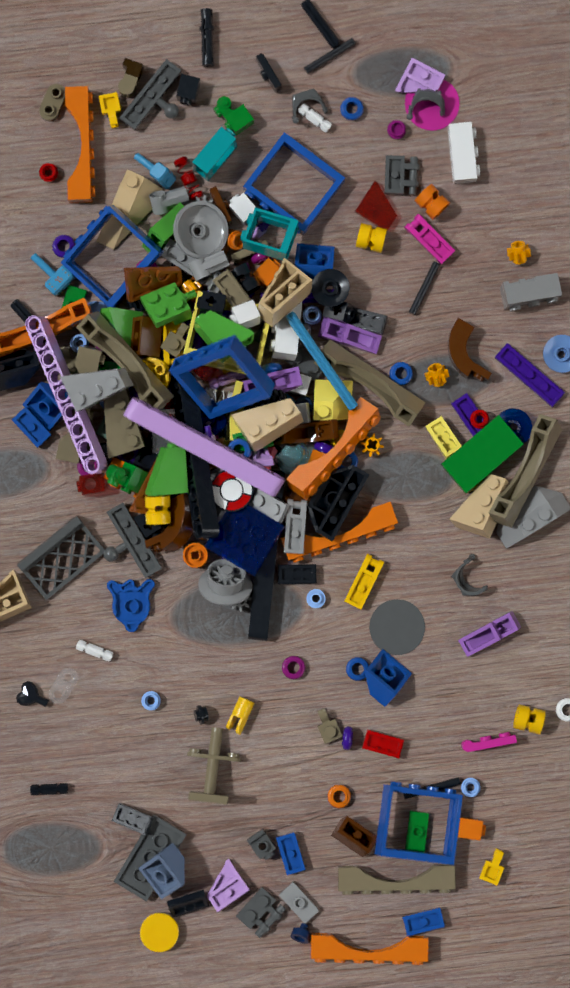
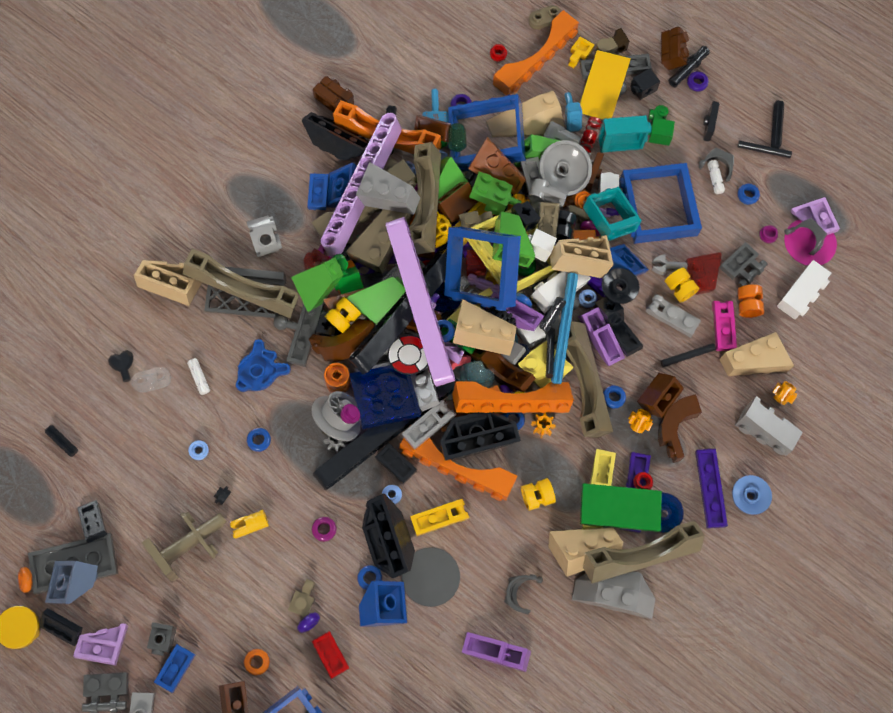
camera: 40 degrees right, 15 degrees down
(32, 502) = (266, 244): none -> light grey brick
(33, 569) = (209, 271): none -> dark tan arch
(66, 293) = (433, 125): none -> reddish brown plate
(95, 284) = (457, 137): none -> clear green brick
(113, 503) = (317, 282): none -> bright green slope
(131, 899) = (25, 579): none -> orange piece
(158, 122) = (604, 85): none -> yellow sticker
(182, 34) = (674, 48): none -> reddish brown brick
(190, 658) = (253, 433): none -> blue piece
(225, 36) = (694, 86): none -> dark purple piece
(237, 575) = (350, 414): none -> magenta plate
(303, 359) = (552, 314): none -> black axle
(328, 389) = (550, 353): none -> black bar
(344, 630) = (387, 536): none -> black wedge
(345, 229) = (666, 265): none -> light grey bar
(386, 267) = (673, 316): none -> light grey plate
(419, 493) = (544, 491): none -> yellow wheel
(433, 342) = (660, 394): none -> reddish brown brick
(476, 242) = (758, 356): none -> tan wedge

